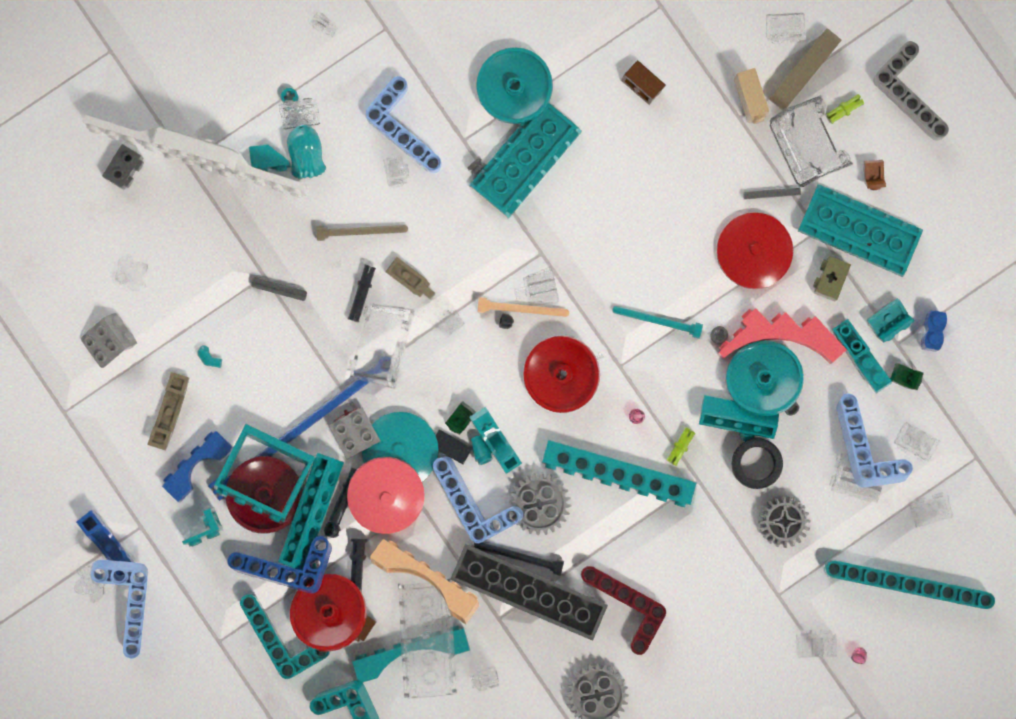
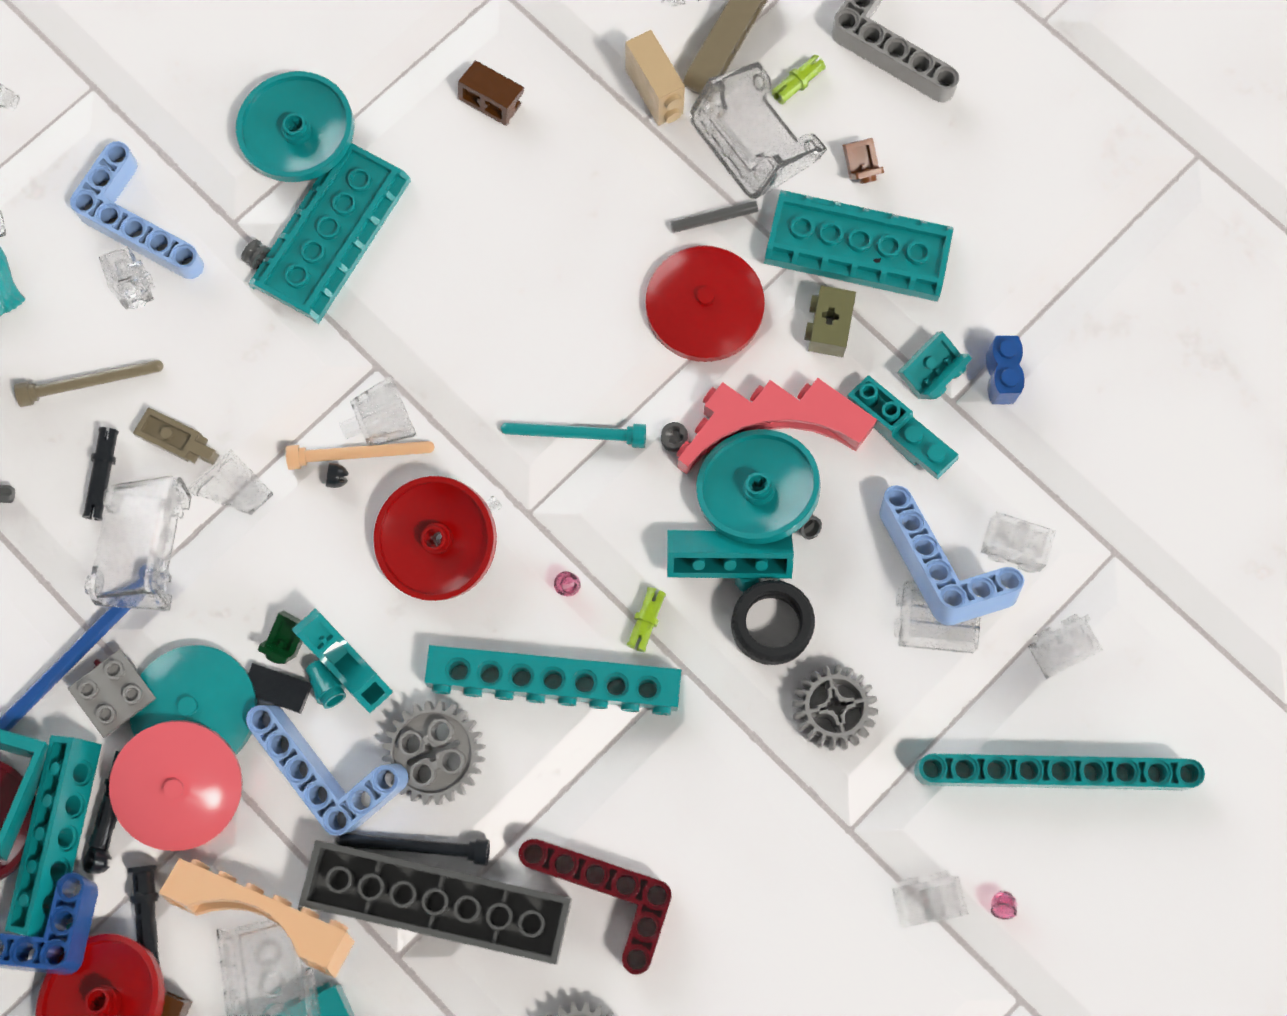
camera: 10 degrees left, 10 degrees down
(906, 377) = (978, 446): dark green bracket -> none

